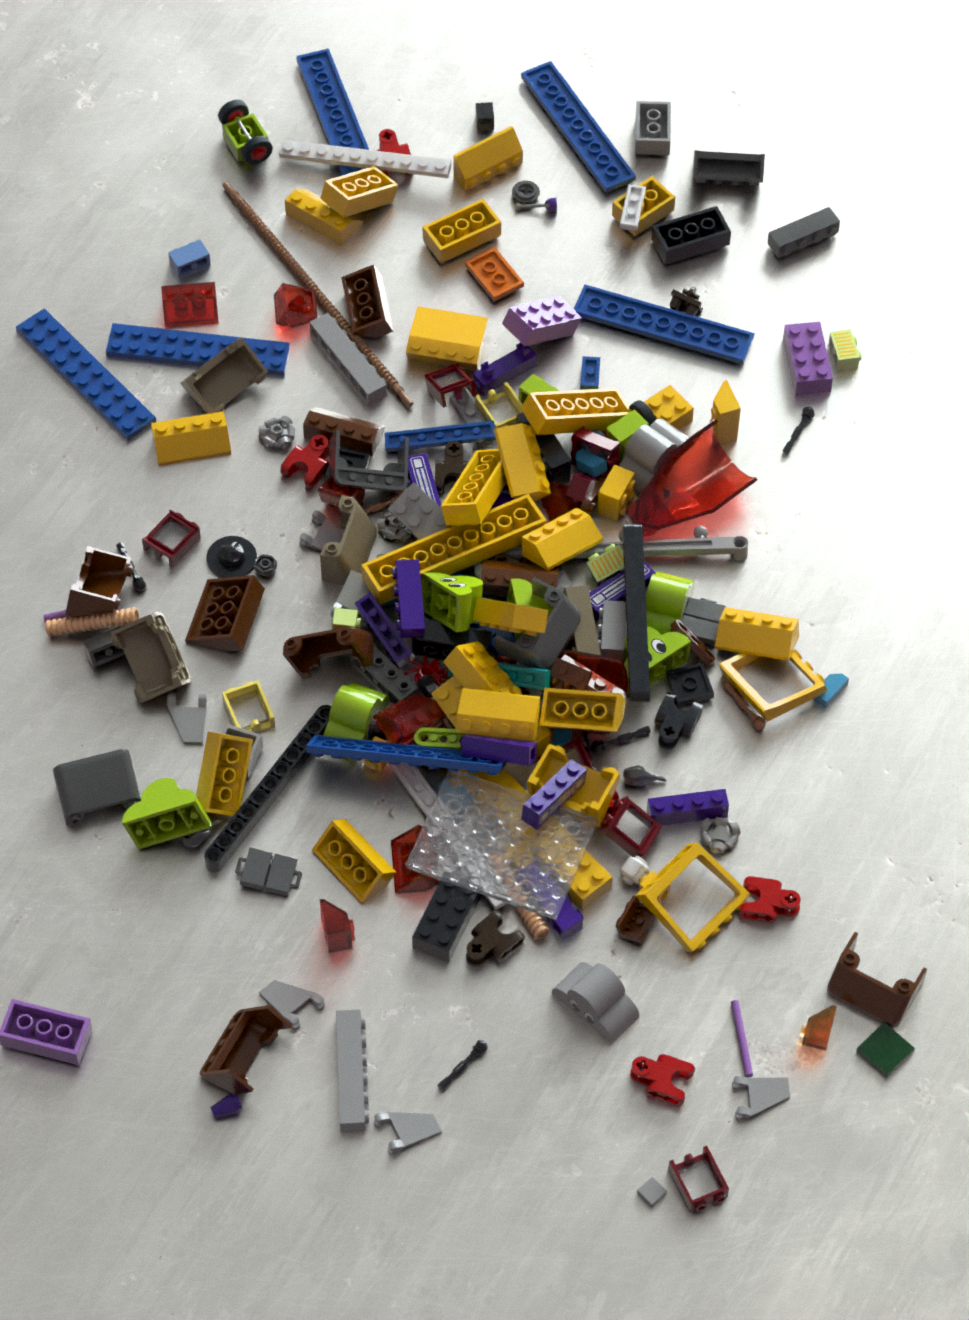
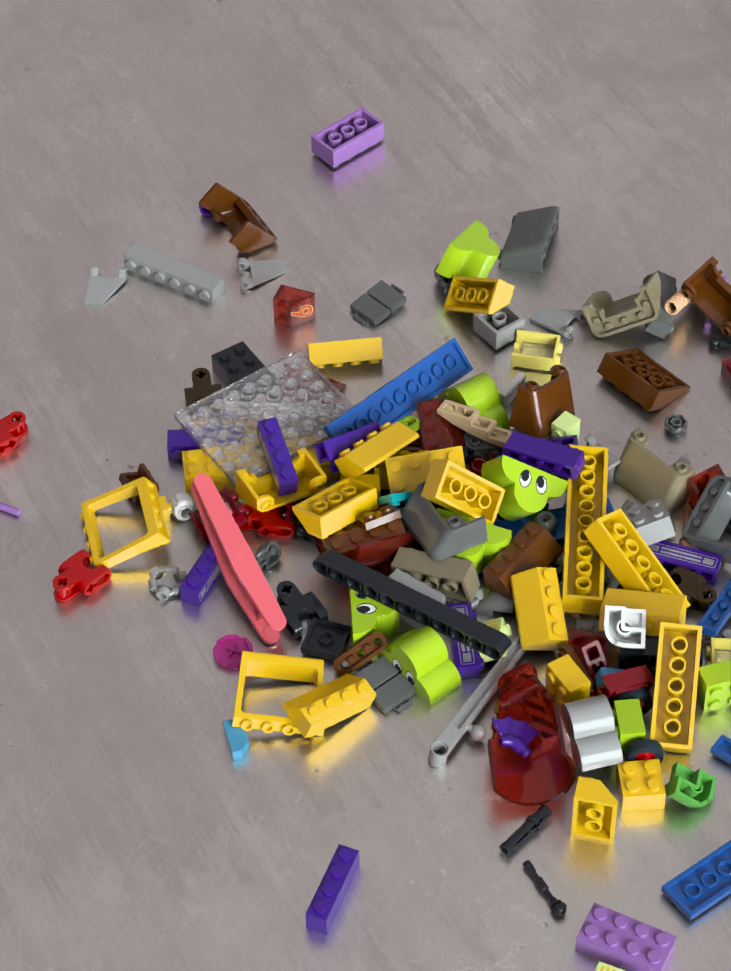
camera: 125 degrees right, 10 degrees down
(231, 557) = (704, 412): black hat -> none
(264, 794) = (442, 318): black beam -> none
(309, 701) = (509, 393): none -> white tile
(392, 684) = (469, 420): none -> tan slope
(478, 1049) = (125, 349): black piece -> none
(554, 454) = (625, 626): none -> white brick
(598, 999) = (96, 423): light grey brick -> none
(600, 746) = (312, 572): black piece -> none
(647, 379) = (690, 787): none -> bright green brick
(674, 774) = (237, 561): none -> coral piece
(689, 503) = (515, 734): none -> dark purple arm
(750, 744) = (229, 650): none -> dark pink tile
(760, 463) = (531, 824): none -> black pin
(909, 546) = (332, 889): none -> dark purple brick

